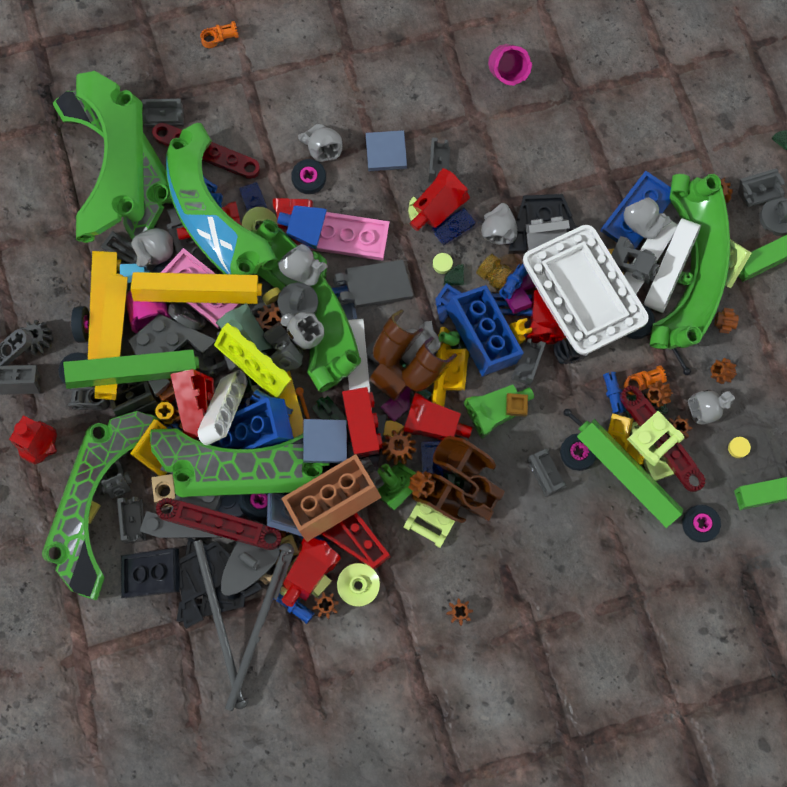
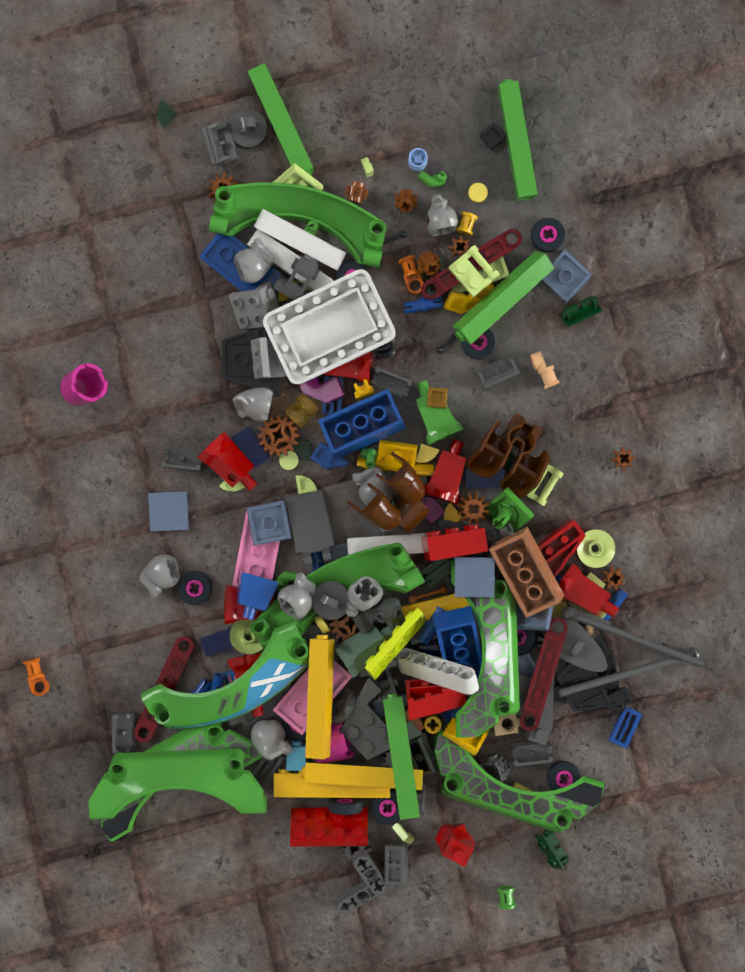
camera: 90 degrees left, 15 degrees up
(15, 551) = (556, 857): none -> dark green hinge
(46, 385) = (406, 837): none -> yellowish green tile
(57, 297) = (322, 828): none -> red plate
(114, 555) = (562, 767): none -> black bush
(150, 573) = (582, 735): black tile -> none
(175, 632) = (618, 723): none -> blue tile
(377, 242) = (269, 522): none -> sand blue tile
(417, 280) = (305, 484): none -> yellowish green tile
(422, 484) = (514, 489): dark orange gear -> none
(455, 400) = (426, 453): none -> light yellow tile
(461, 242) = (275, 444): none -> dark orange gear
(513, 282) = (315, 393): blue pin -> none
(551, 524) = (546, 372): none -> light nougat connector
(603, 219) = (253, 305): none -> light grey bracket
(625, 569) = (575, 314): none -> dark green hinge
(657, 545) = (566, 276): none -> sand blue tile
(711, 437) = (466, 223): none -> yellow bush
(747, 401) = (433, 181): none -> bright green arm
(754, 332) = (368, 169): none -> yellowish green tile
(771, 379) = (417, 156): none -> light blue wheel

